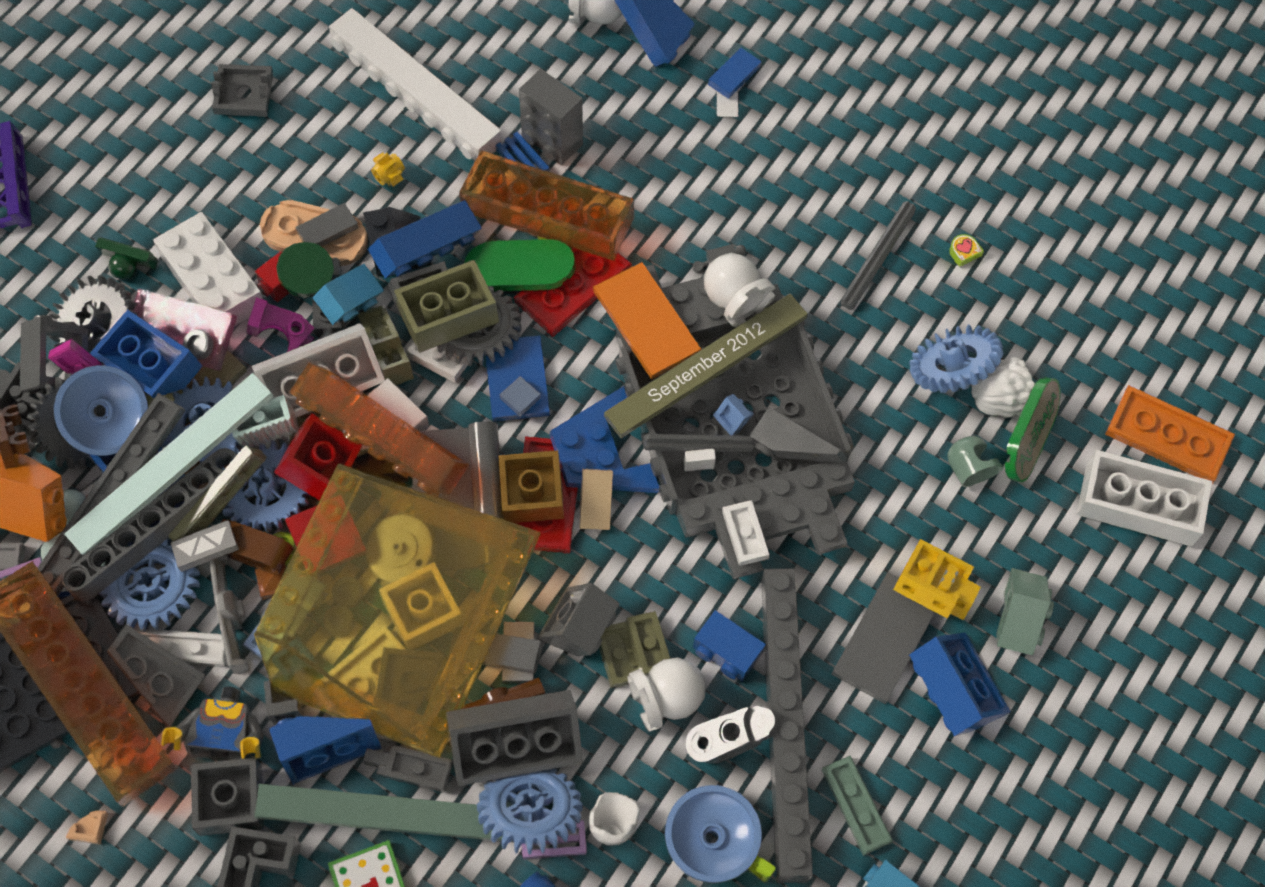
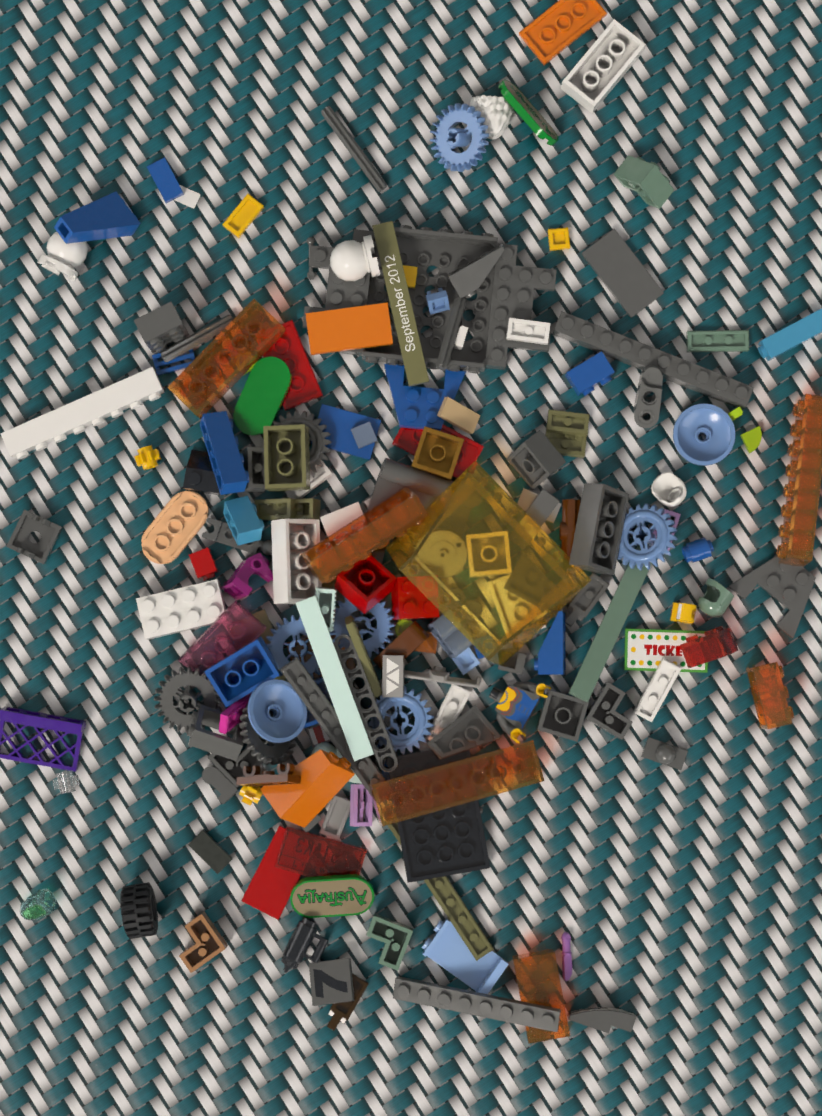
camera: 65 degrees left, 20 degrees up
(89, 828) = (542, 806): light nougat tile -> none
(125, 258) = (145, 663): dark green tile -> none
(199, 343) = (245, 633): dark grey tile -> none
(304, 269) = (212, 543): dark green tile -> none
(328, 226) = (179, 516): dark grey tile -> none
(546, 159) = (196, 339): none -> dark grey axle
(669, 690) = (606, 422): white tile -> none
(734, 167) = (243, 216): none -> yellow tile
(749, 370) = (410, 275): none -> yellow tile
(891, 538) = (558, 239): none -> yellow tile
(938, 581) = (603, 225): yellow piece -> none
(958, 683) = (671, 243): blue slope -> none
(965, 249) = (373, 88): tile -> none
(967, 463) = (531, 165): sand green helmet -> none

